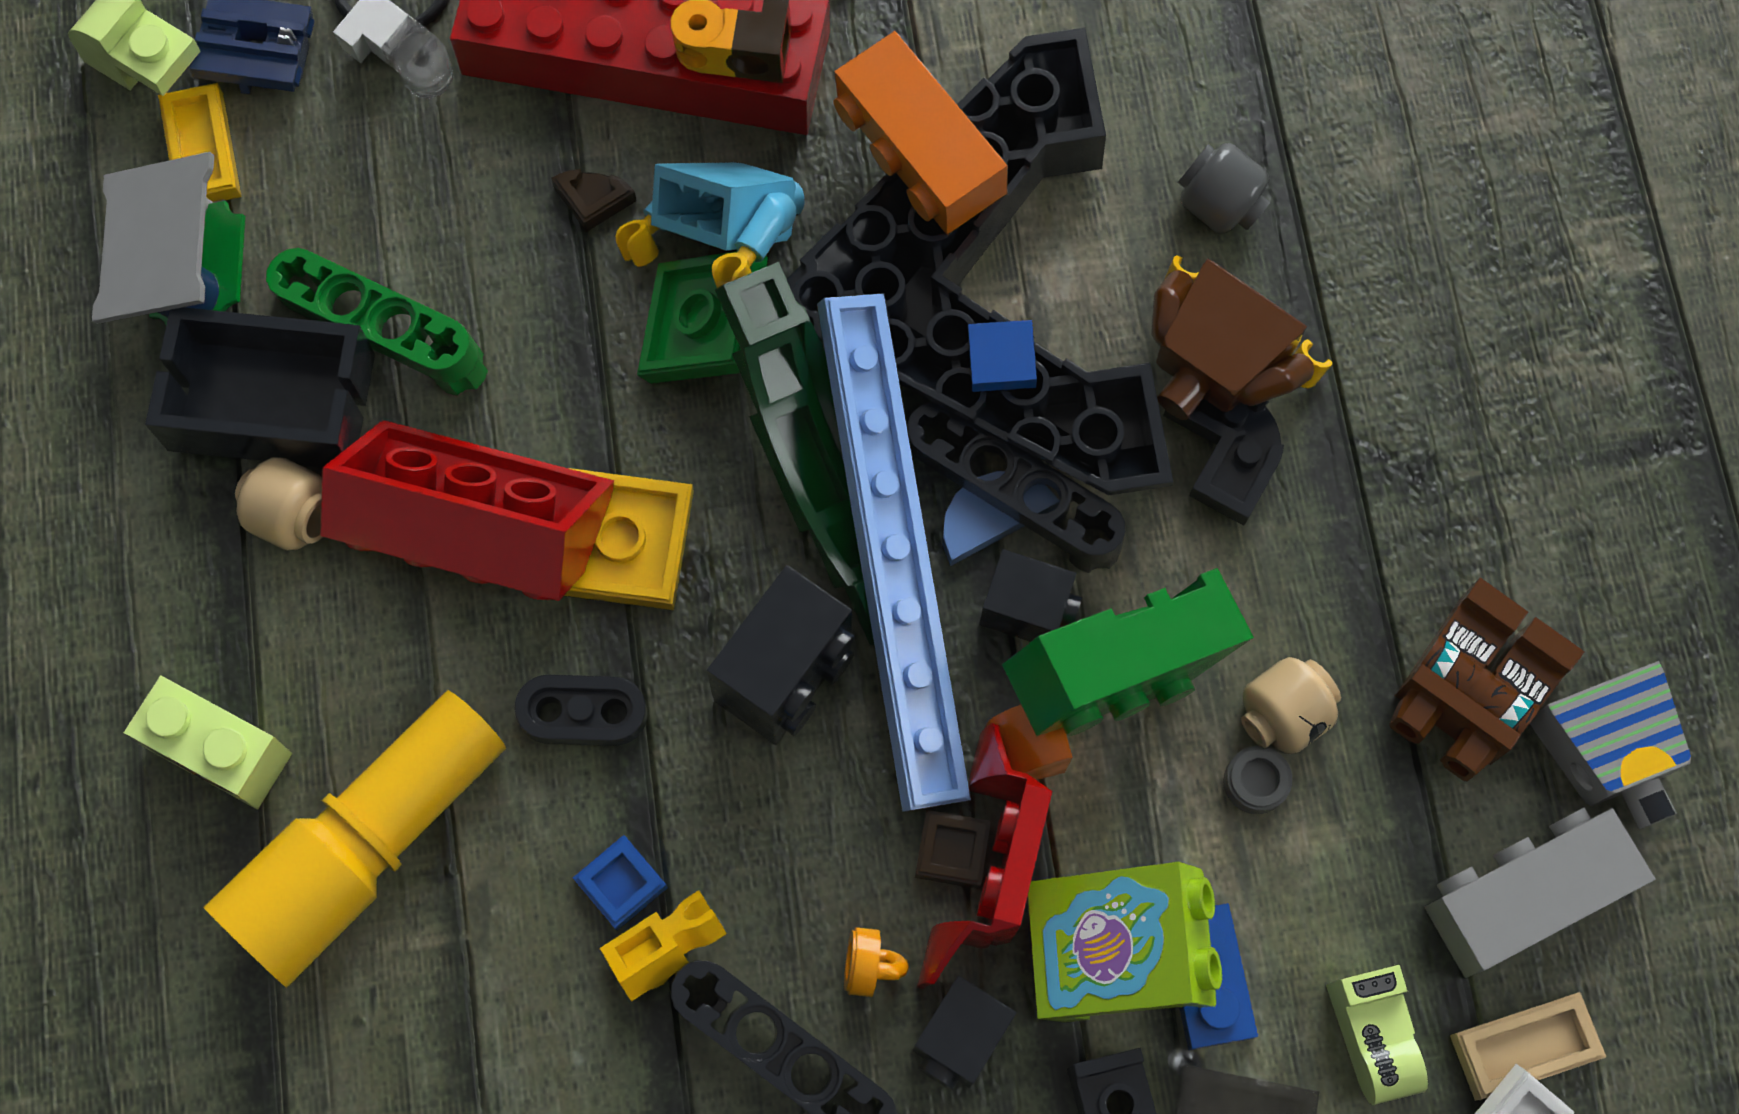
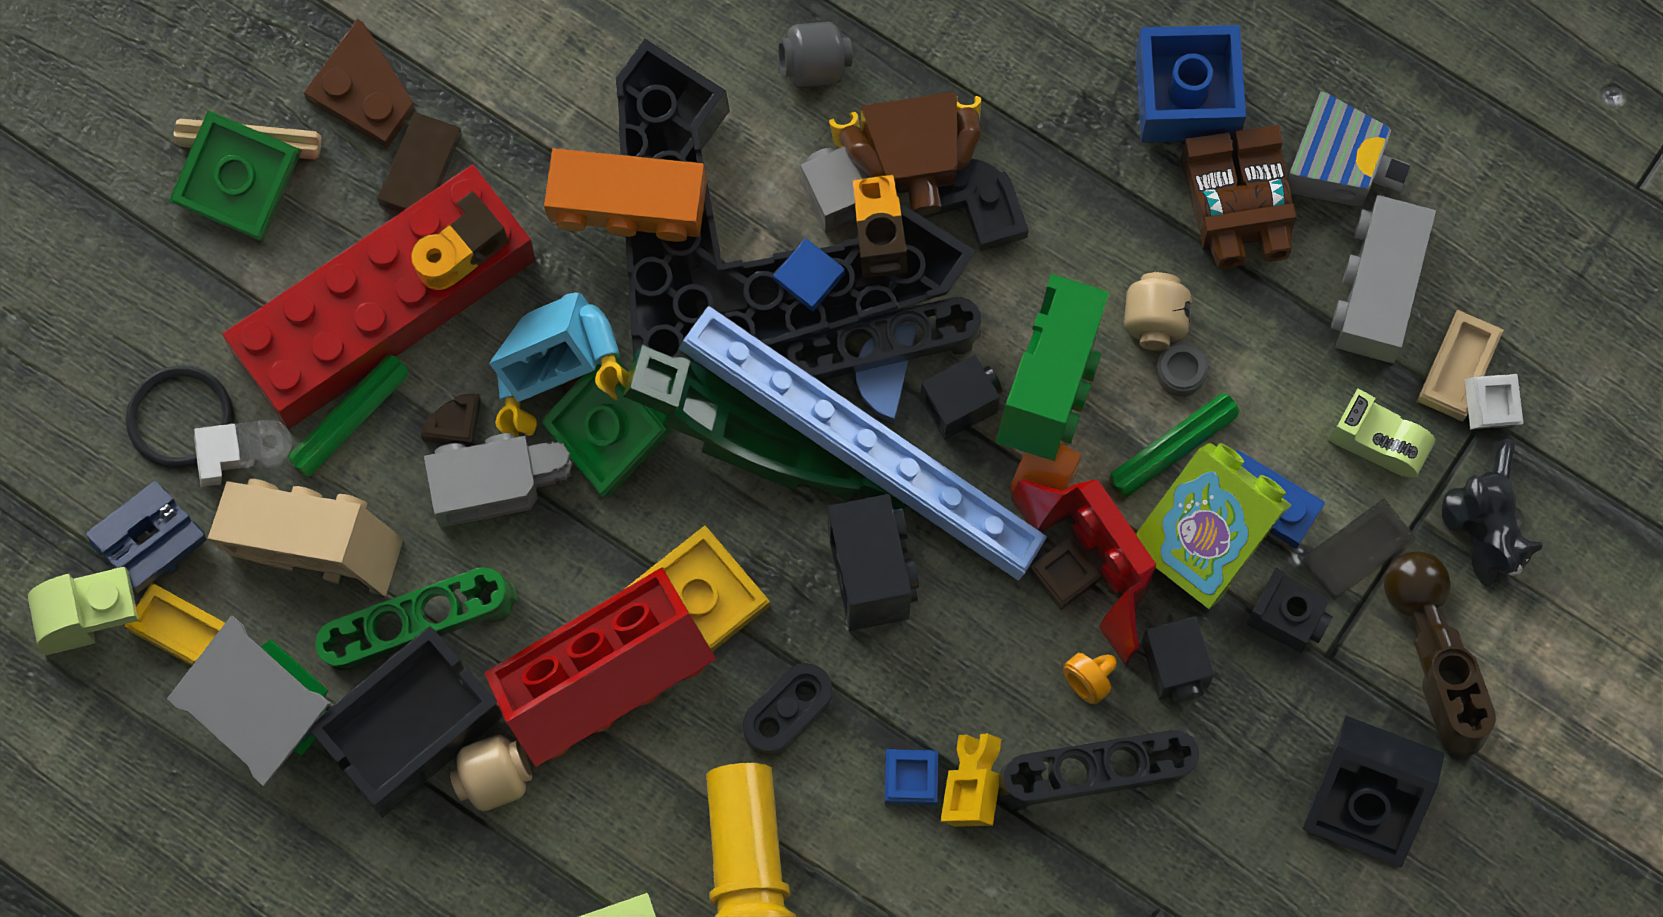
camera: 45 degrees left, 0 degrees up
(369, 165) = (306, 533): none -> tan wedge
(516, 106) = (348, 415): none -> green axle
(562, 265) = (492, 477): none -> light grey hinge
(1105, 372) = (879, 227): none -> dark brown leg
(1116, 315) = (829, 187): none -> light grey brick
(1176, 839) = (1174, 445): none -> green axle
(1541, 532) = (1189, 82): none -> blue brick

